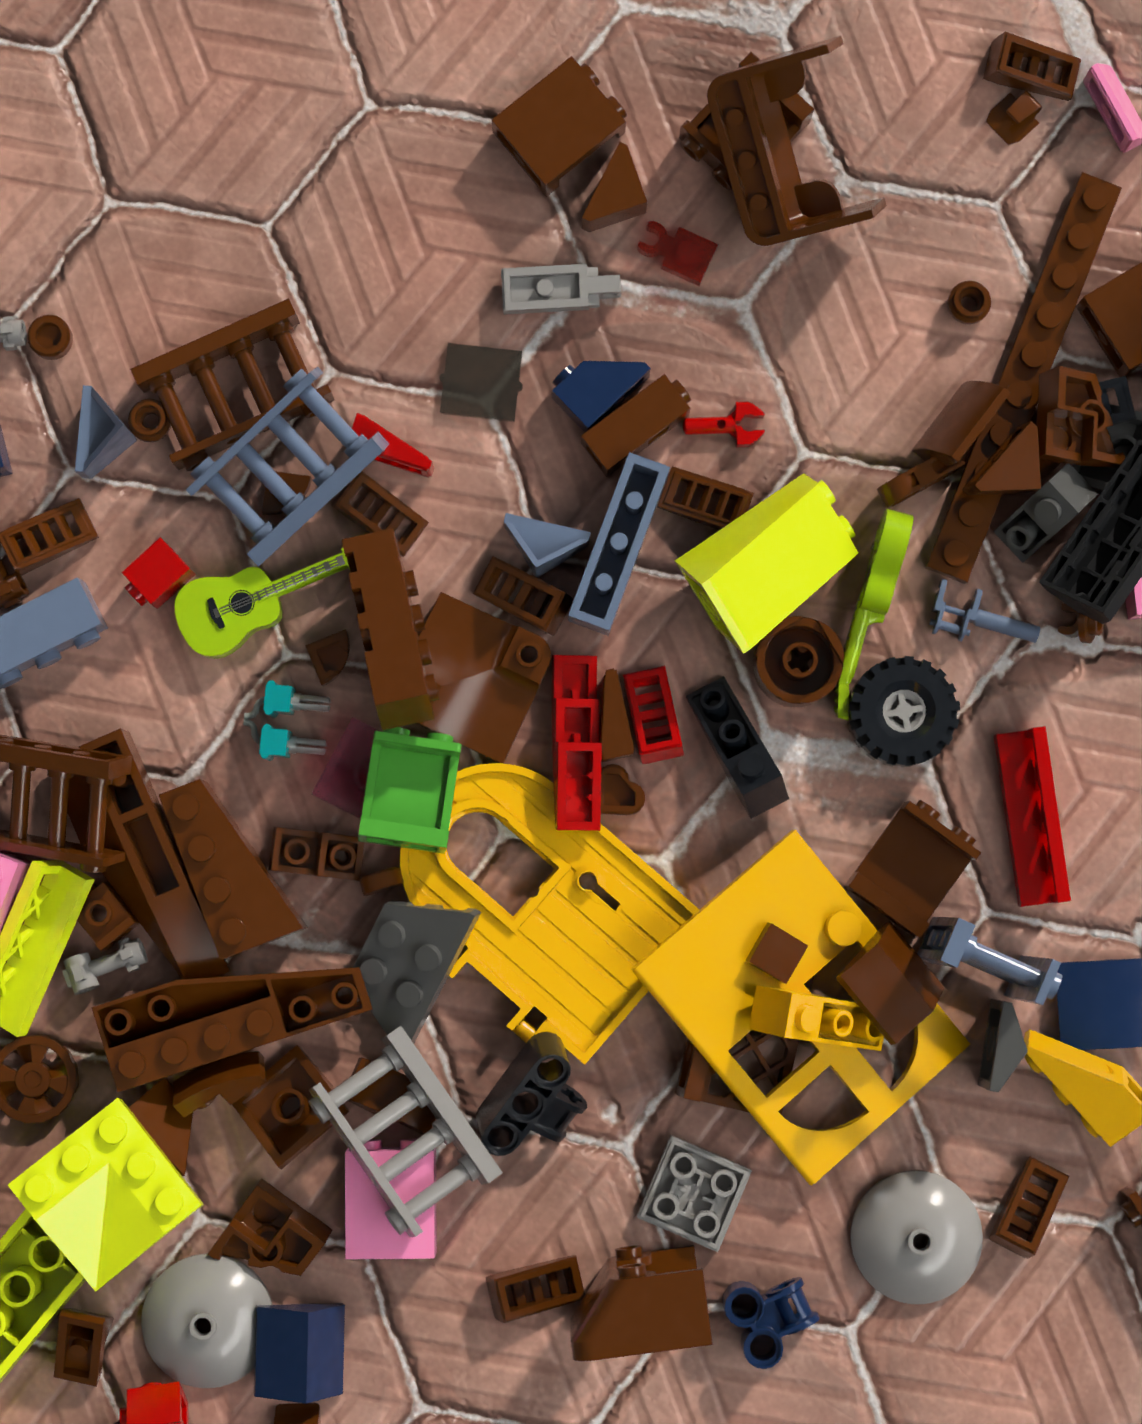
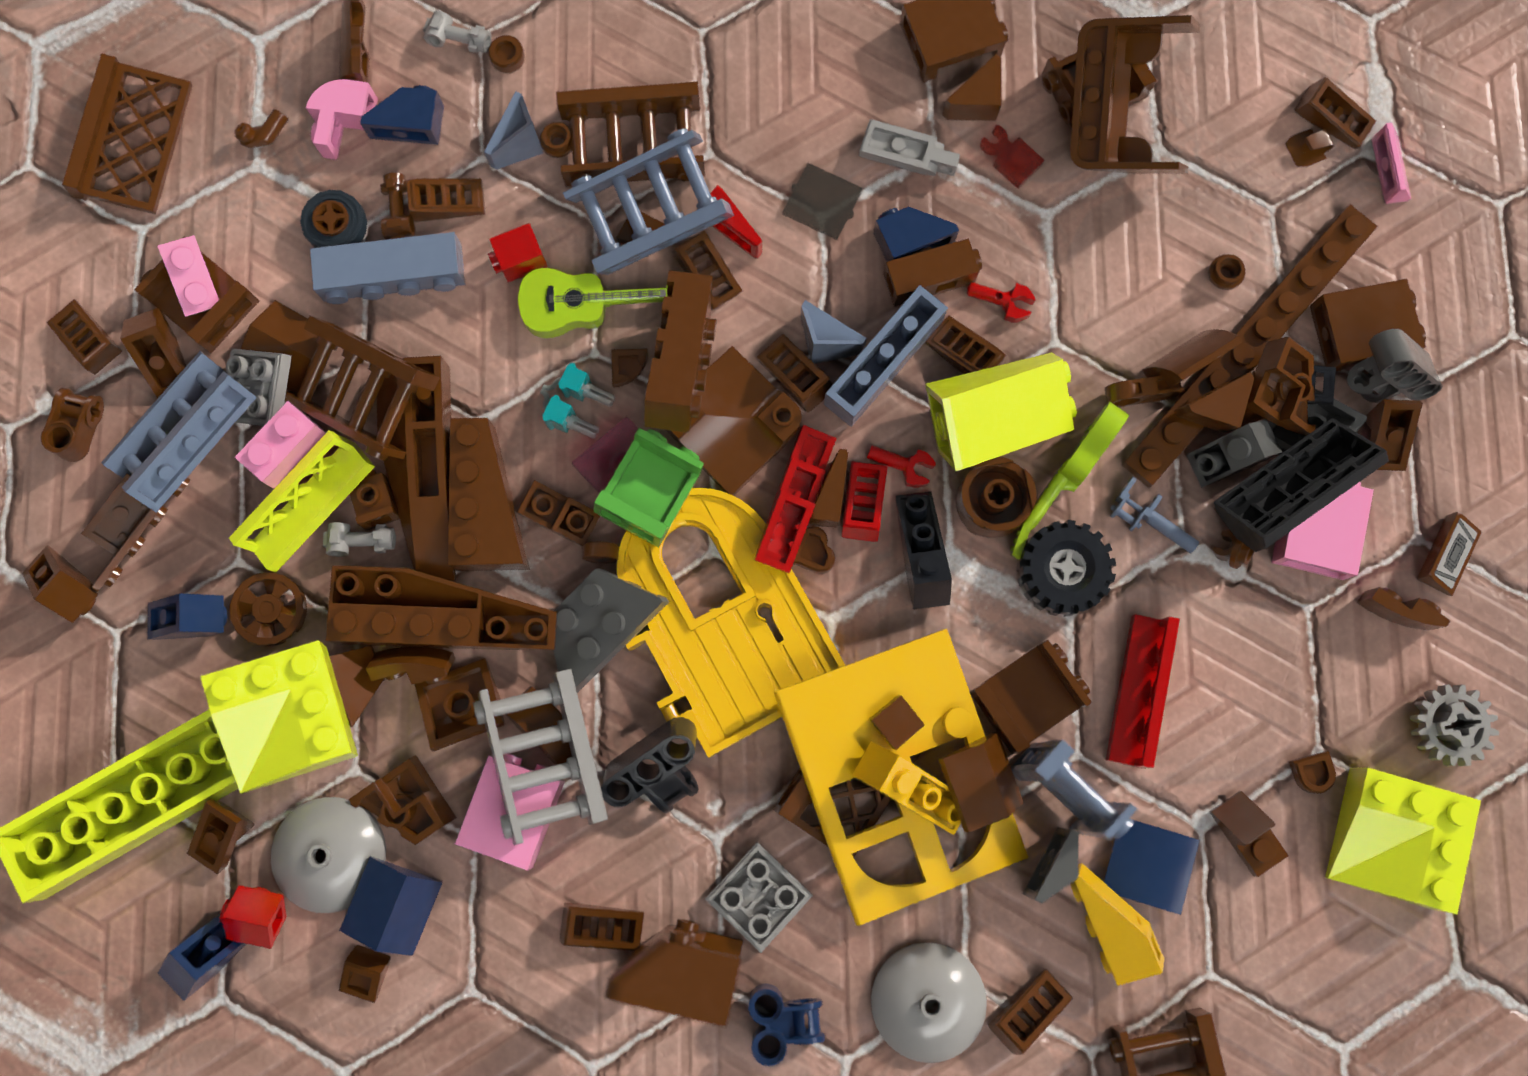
camera: 20 degrees right, 5 degrees down
(681, 656) = (904, 464): none -> red bar

